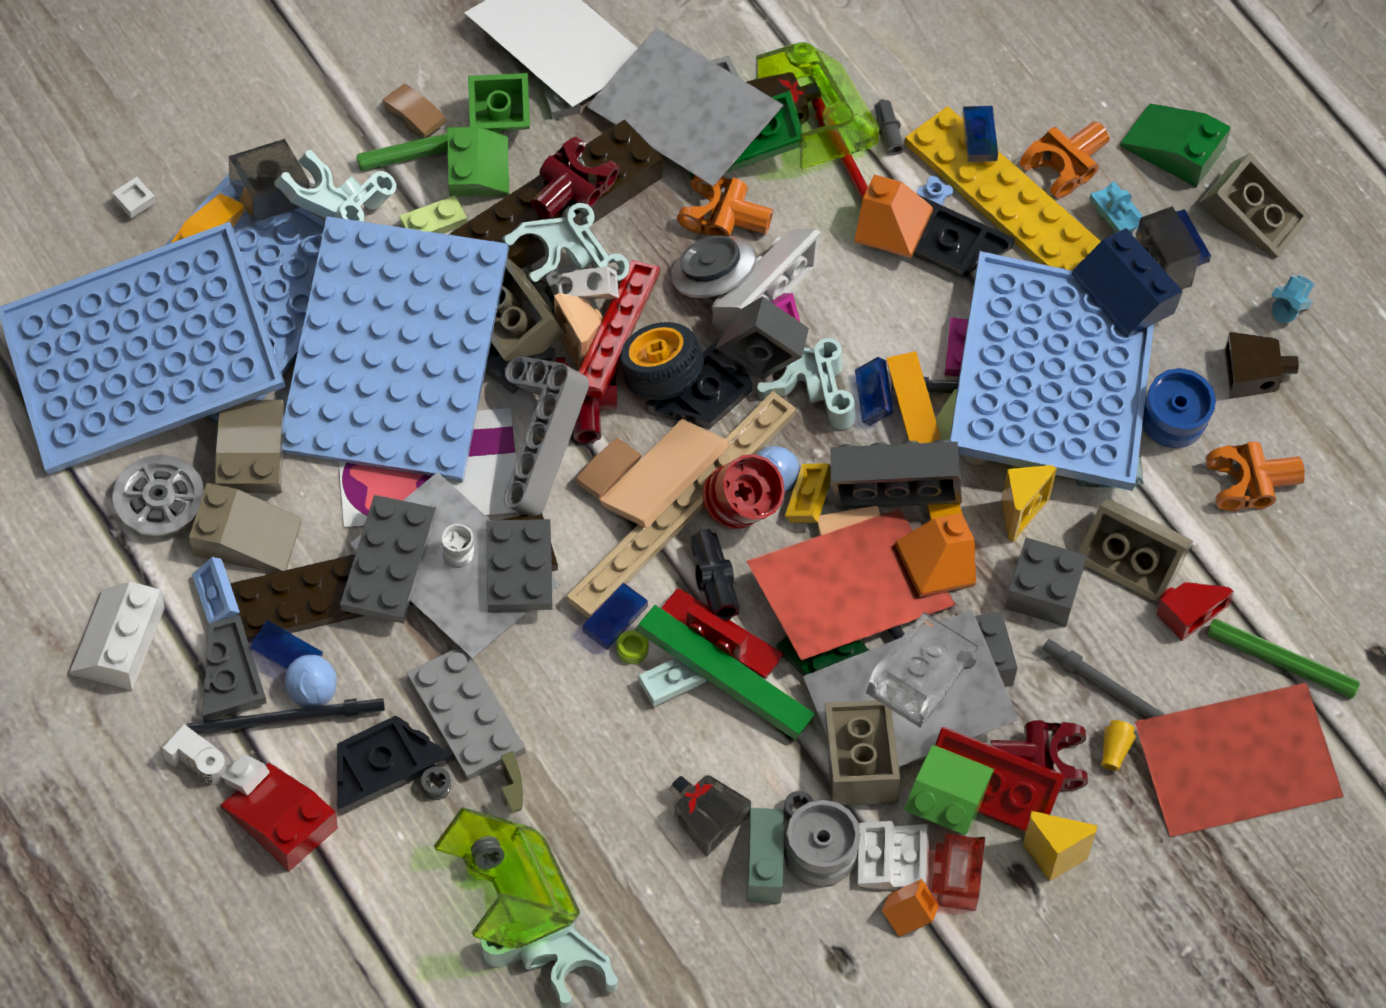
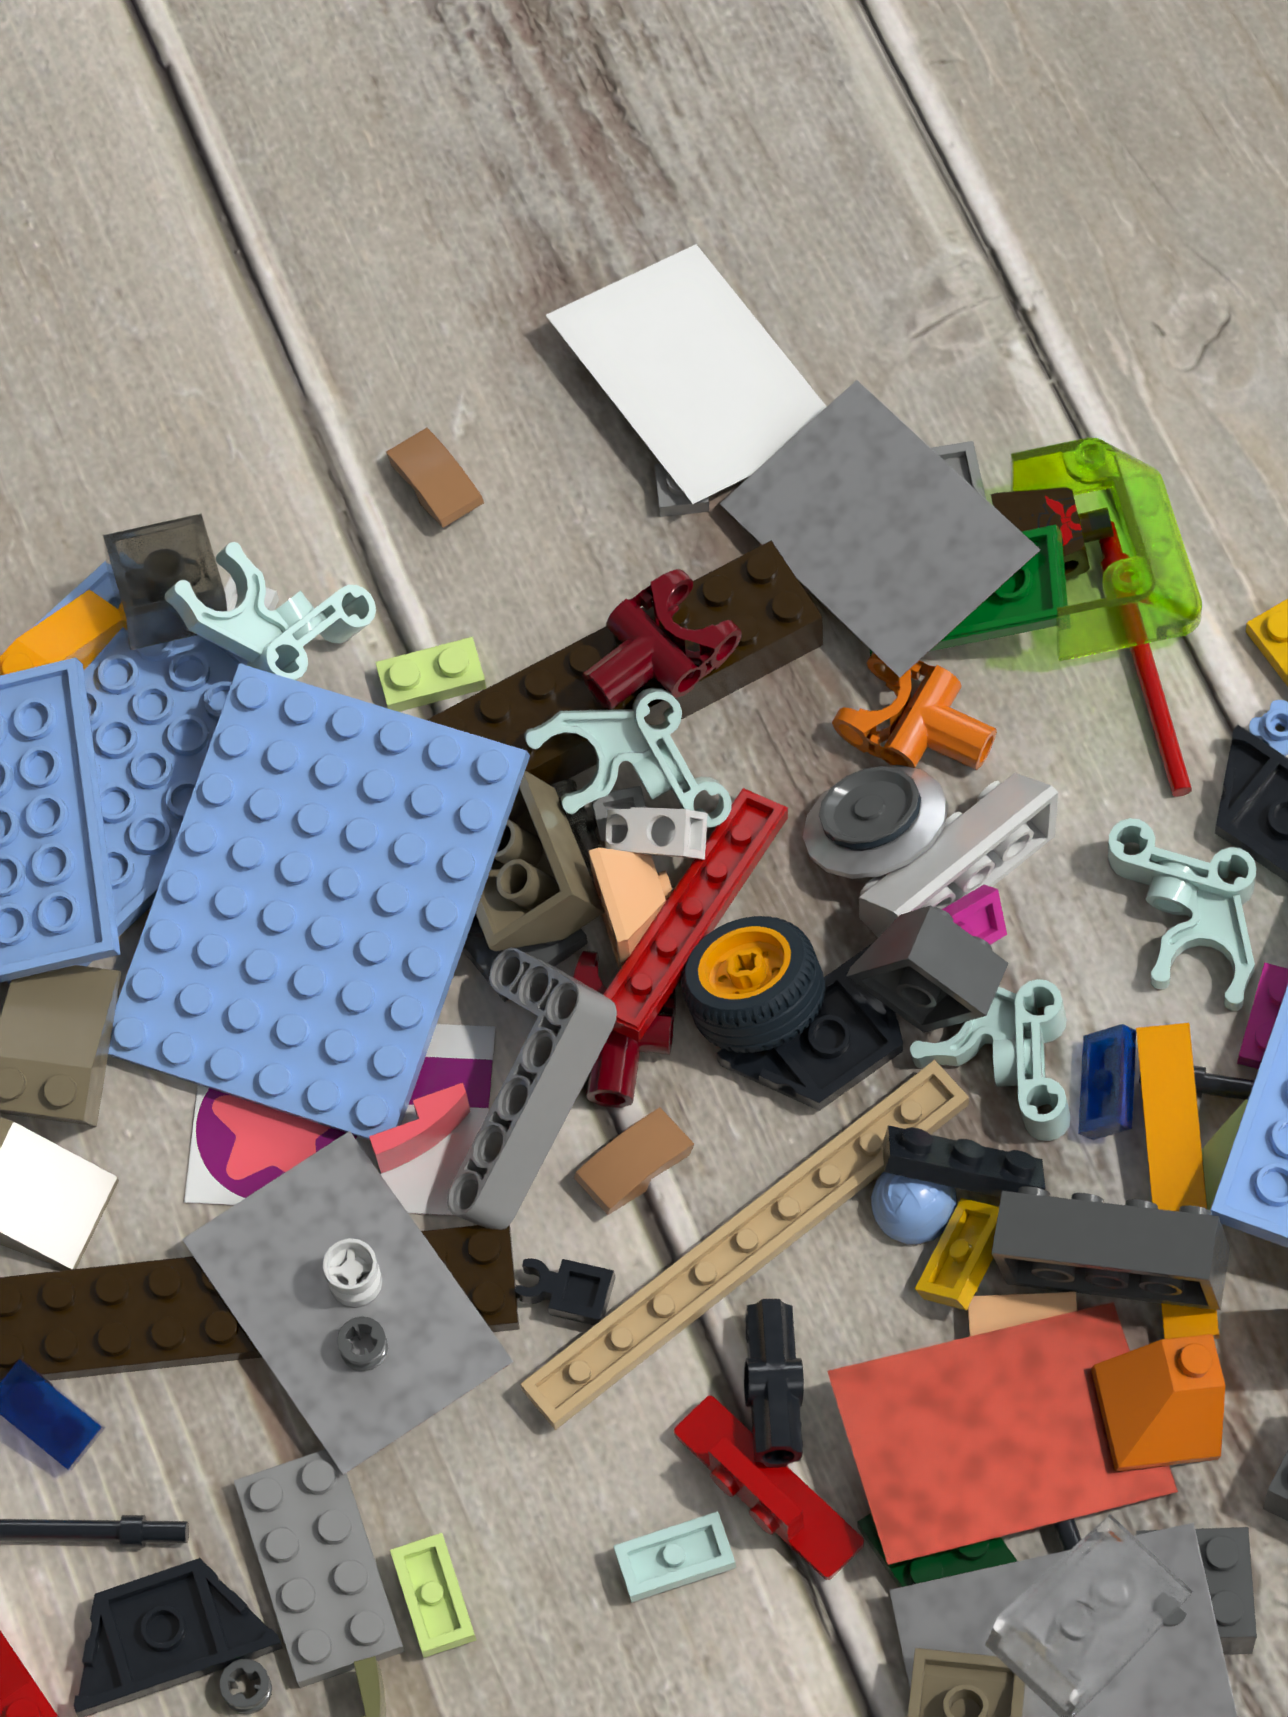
camera: 20 degrees right, 5 degrees up
(310, 681) = (74, 1475): light blue piece -> none
(388, 559) = (237, 1278): dark grey plate -> none
(403, 152) = (447, 543): bright green axle -> none
(470, 574) = (355, 1327): none -> dark grey bush
(477, 162) = (517, 585): bright green slope -> none
(486, 460) = (436, 1118): none -> coral slope
(499, 101) = (571, 485): bright green slope -> none
(519, 565) = (449, 1320): dark grey plate -> none
(537, 717) = (433, 1595): none -> yellowish green plate
(588, 542) = (575, 1292): none -> black plate
(615, 616) = (596, 1430): clear blue plate -> none
(632, 647) = (616, 1488): lime tile -> none
(664, 473) = (724, 1184): light nougat tile -> none
(725, 672) = (759, 1564): green tile -> none
(758, 487) = (874, 1250): red wheel -> none
(796, 443) = (959, 1162): none -> black plate
(889, 127) = (1223, 601): dark grey axle -> none
(892, 217) = (1193, 771): orange slope -> none
(904, 282) = (1196, 890): none -> light aqua piece

